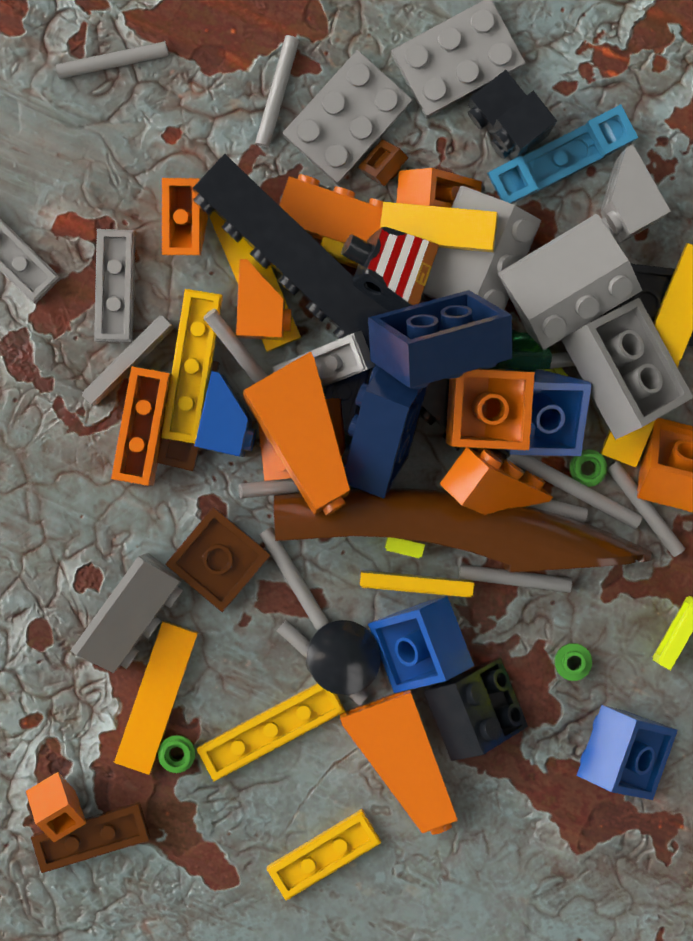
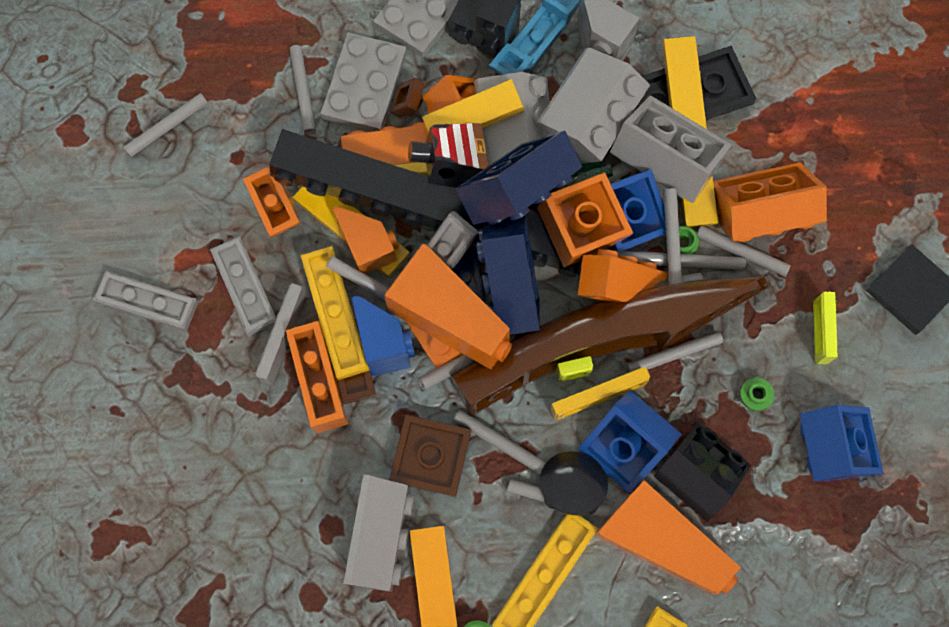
camera: 20 degrees left, 15 degrees down
(576, 463) = (672, 236): none -> light grey piece

